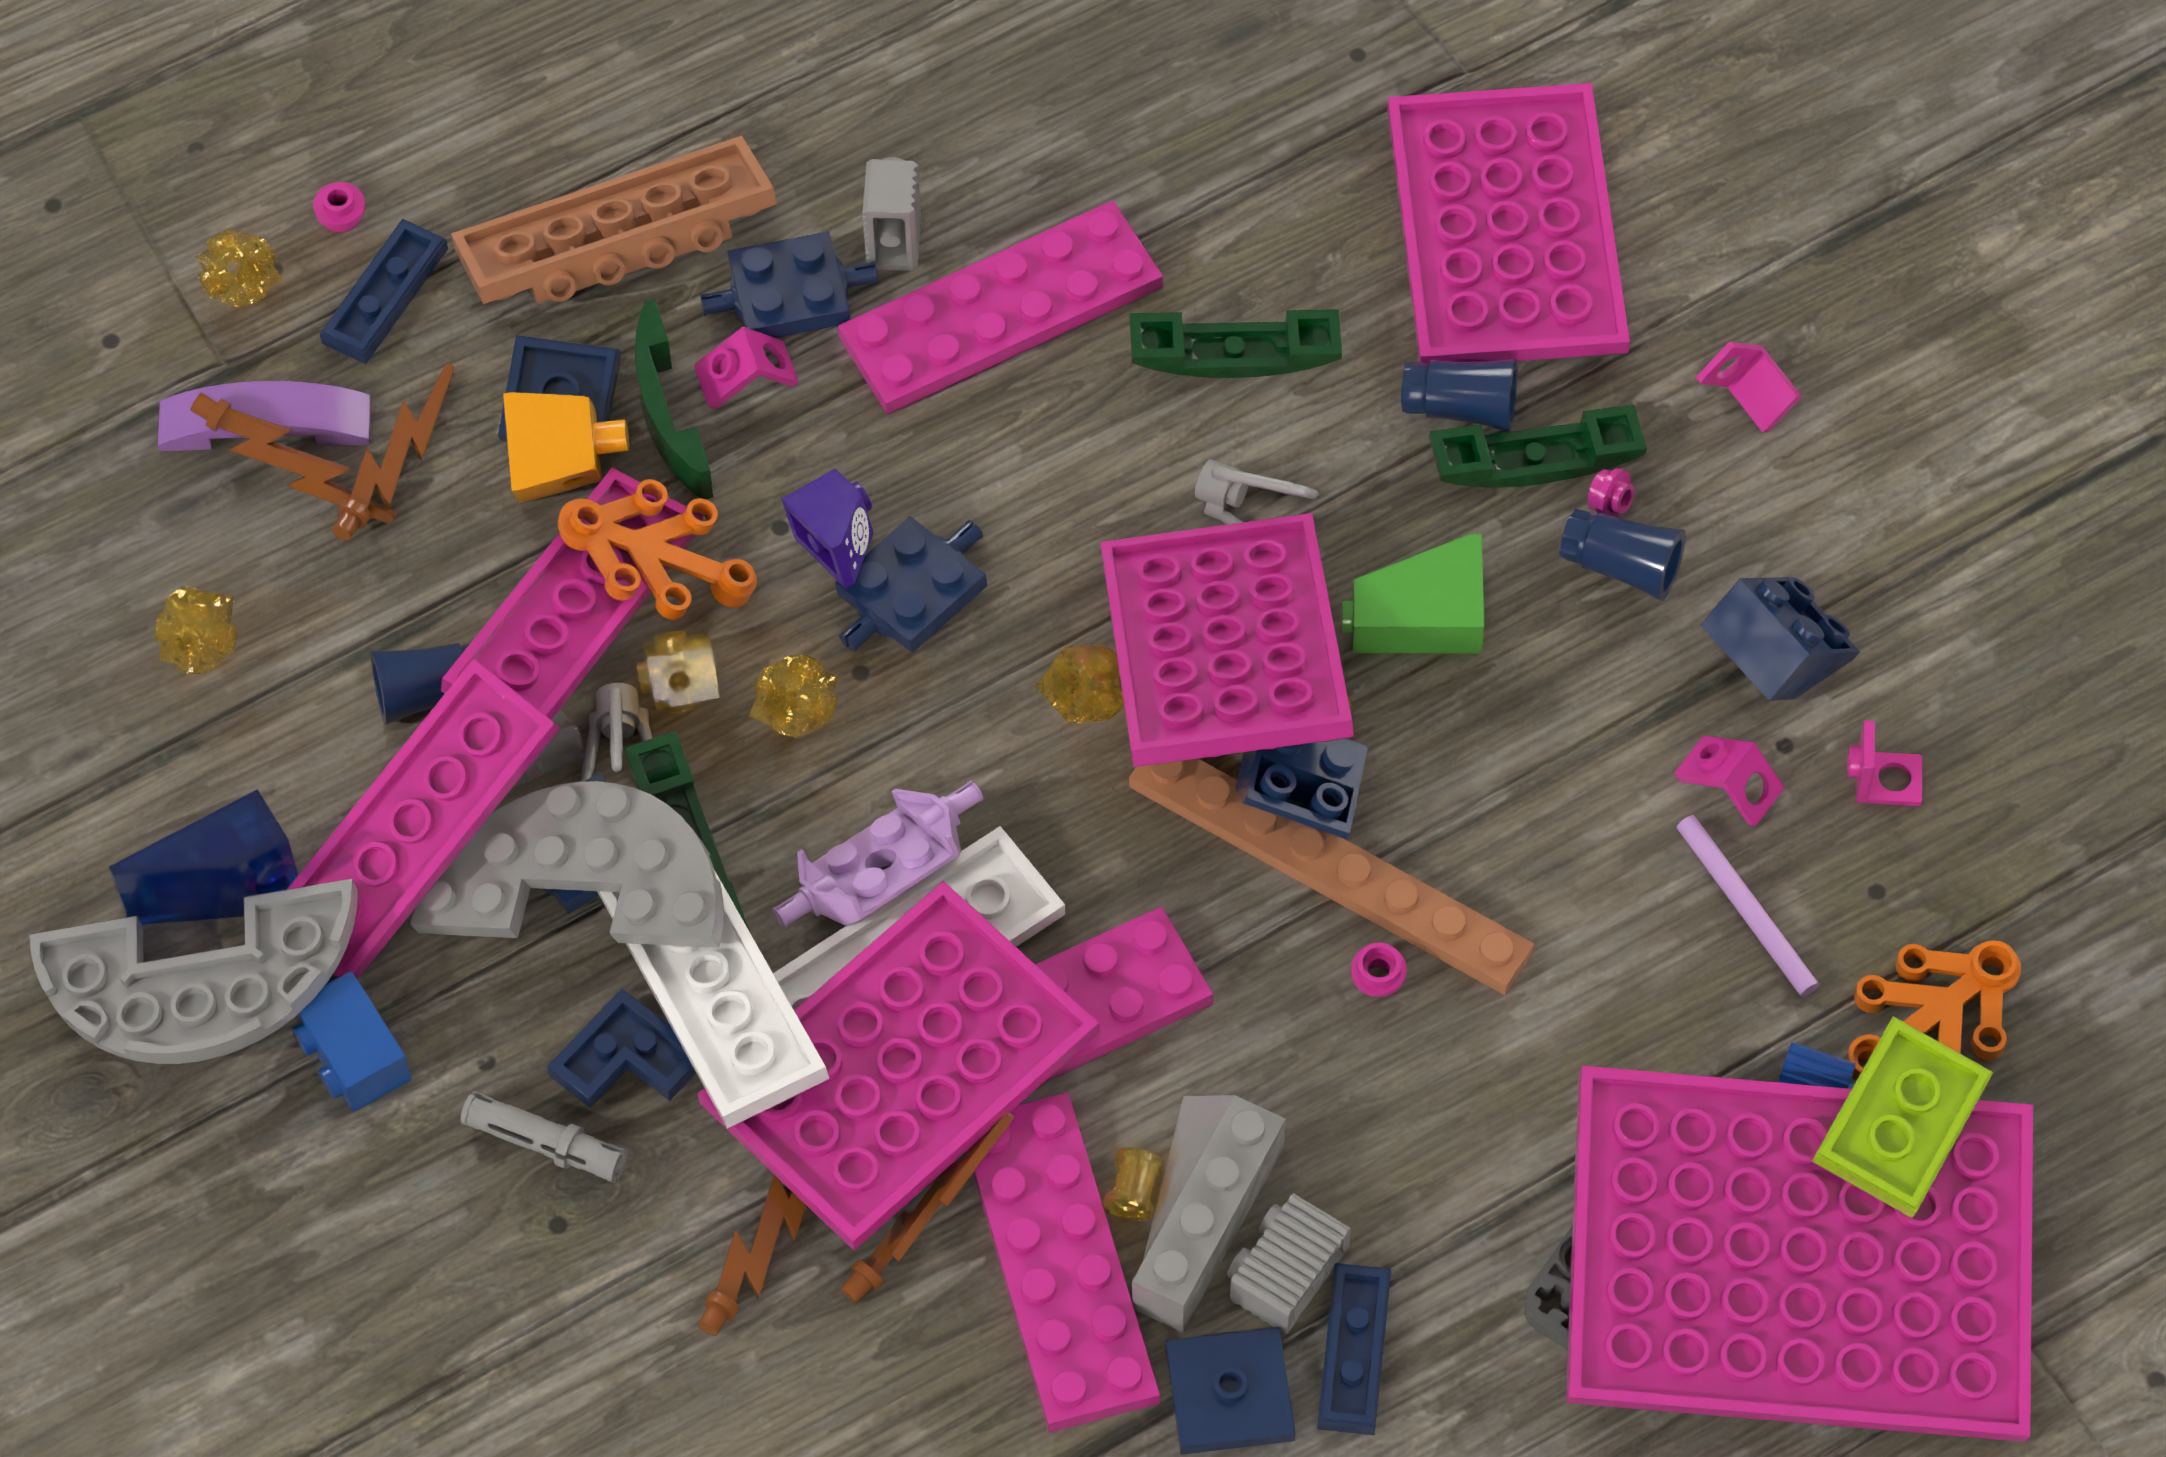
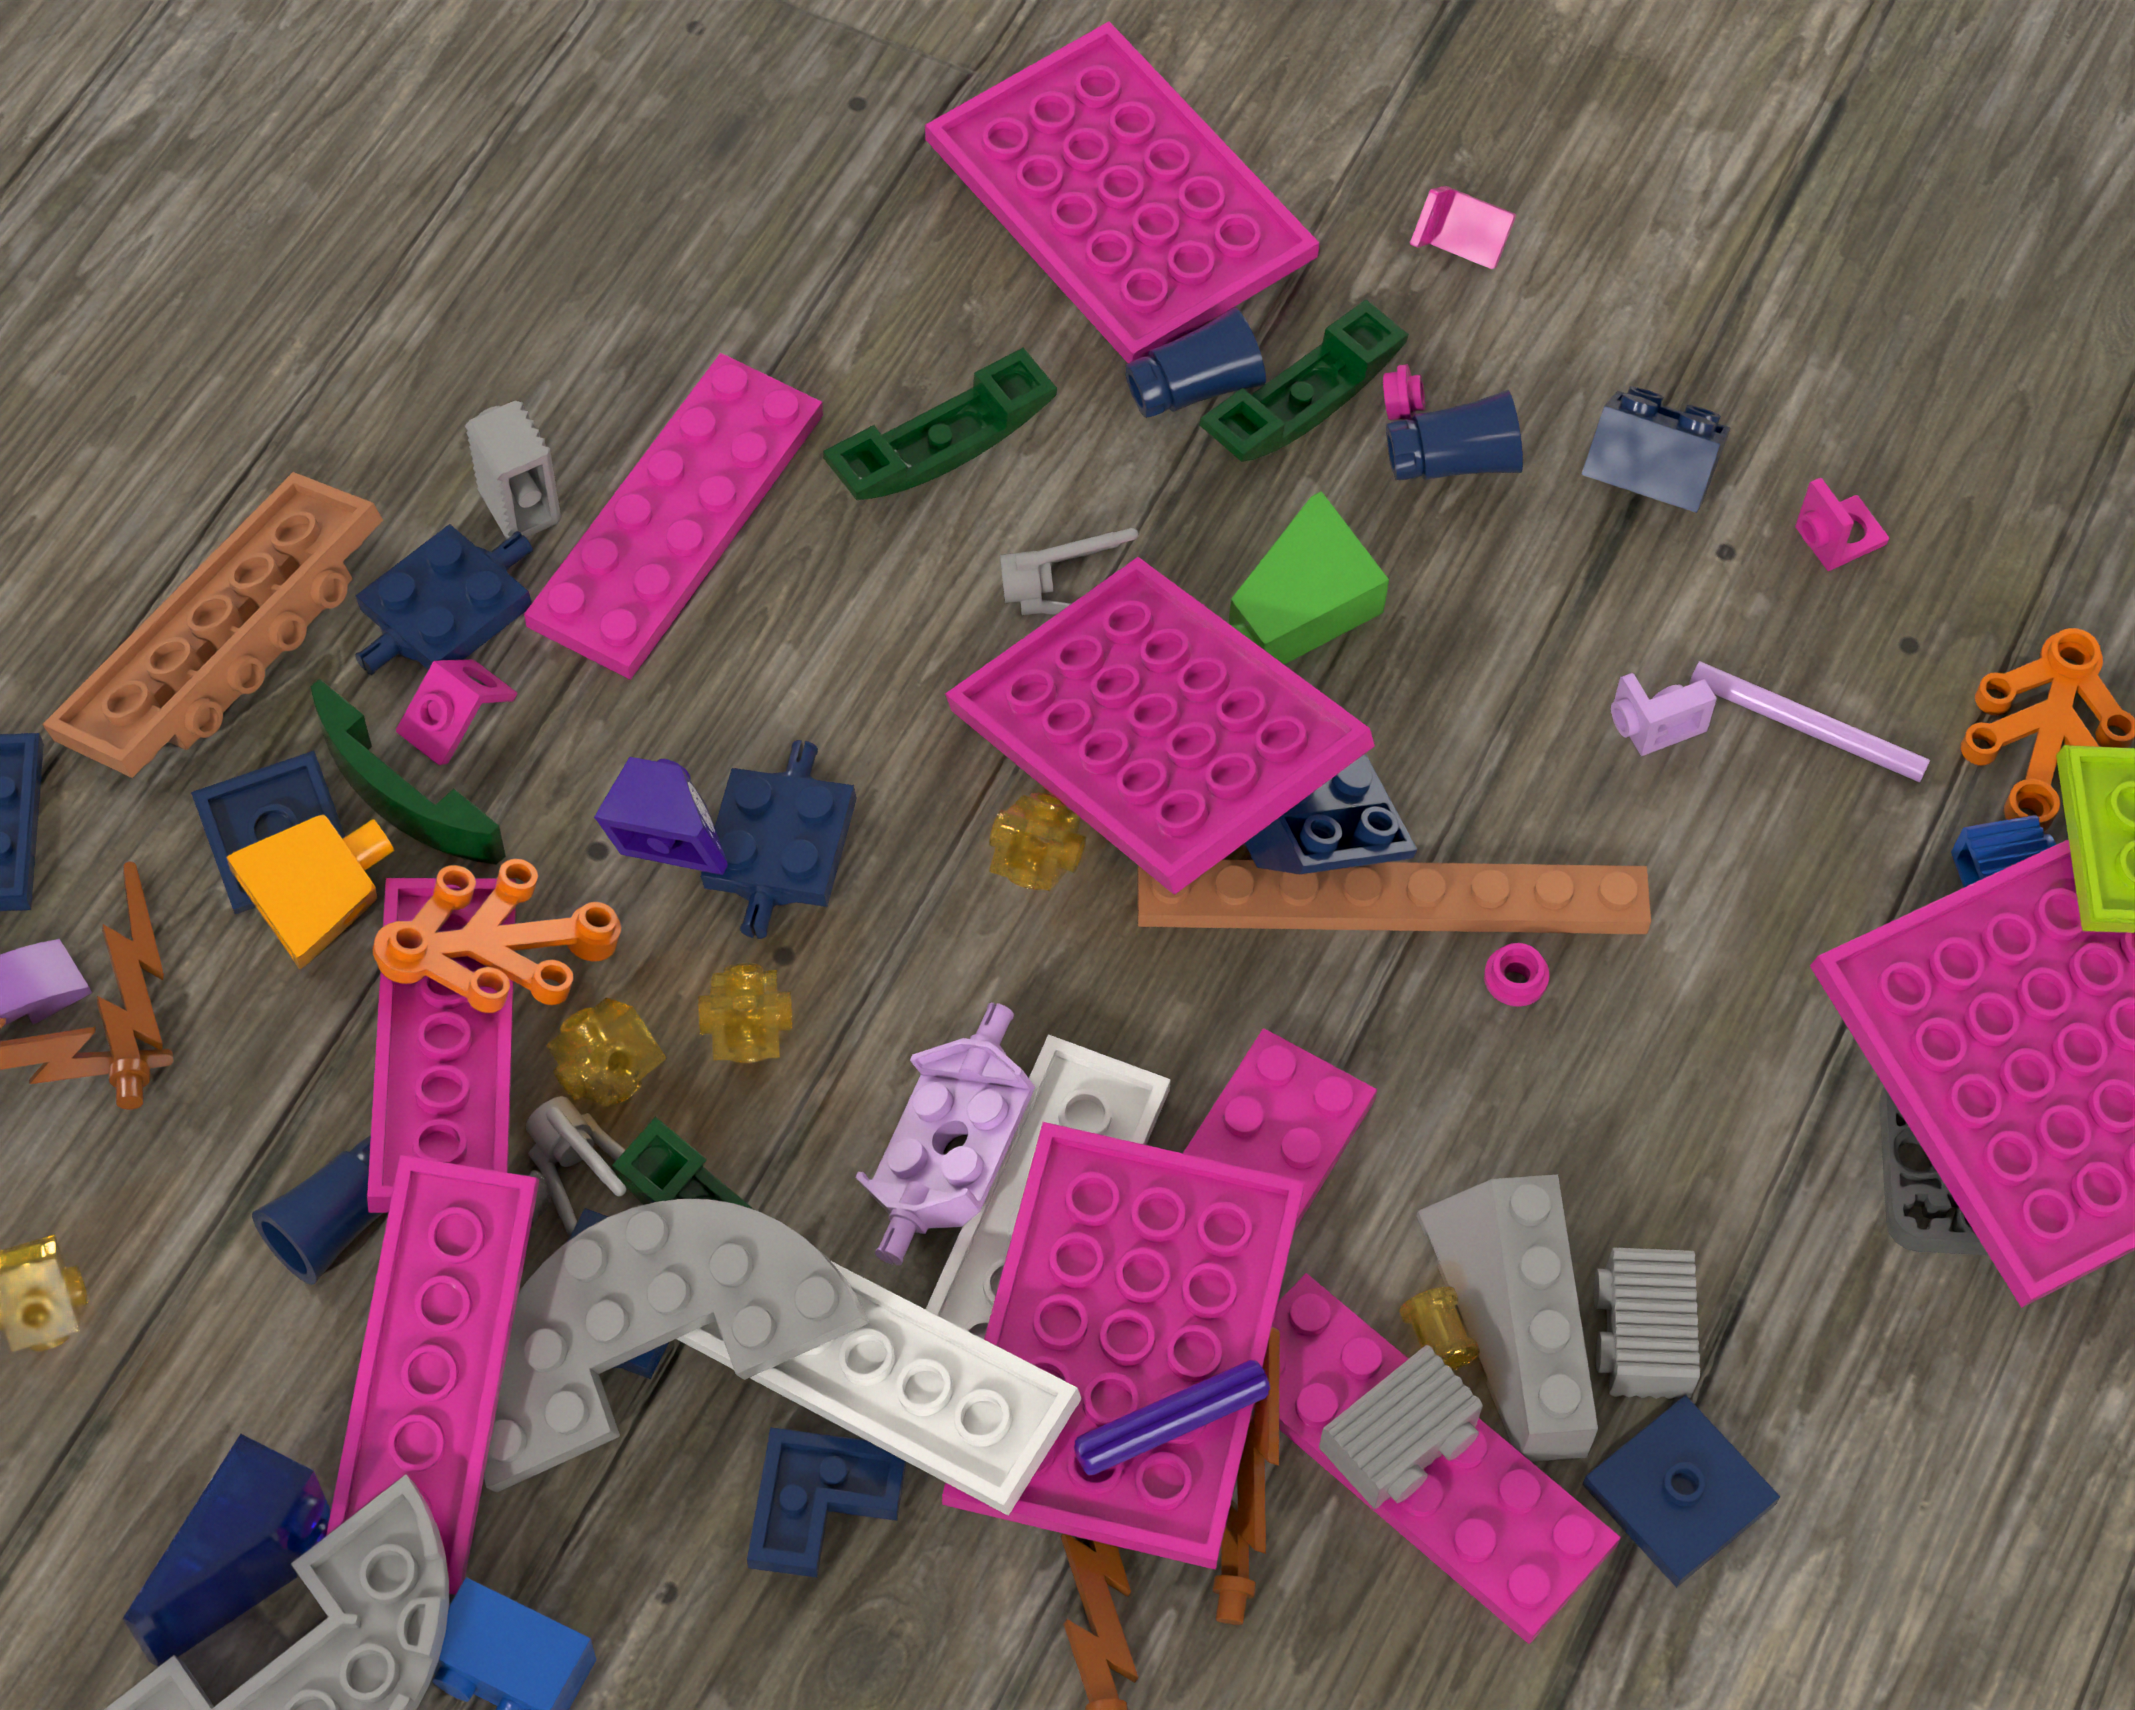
camera: 35 degrees left, 0 degrees up
(563, 1144) = (791, 1638): light grey pin -> none
(886, 1128) = (1171, 1417): none -> dark purple axle
(1046, 1228) = (1402, 1428): none -> light grey brick
(1354, 1349) = (1769, 1375): dark blue tile -> none
(1630, 843) = (1666, 718): none -> lavender bracket
(1728, 766) = (1702, 596): dark pink bracket -> none

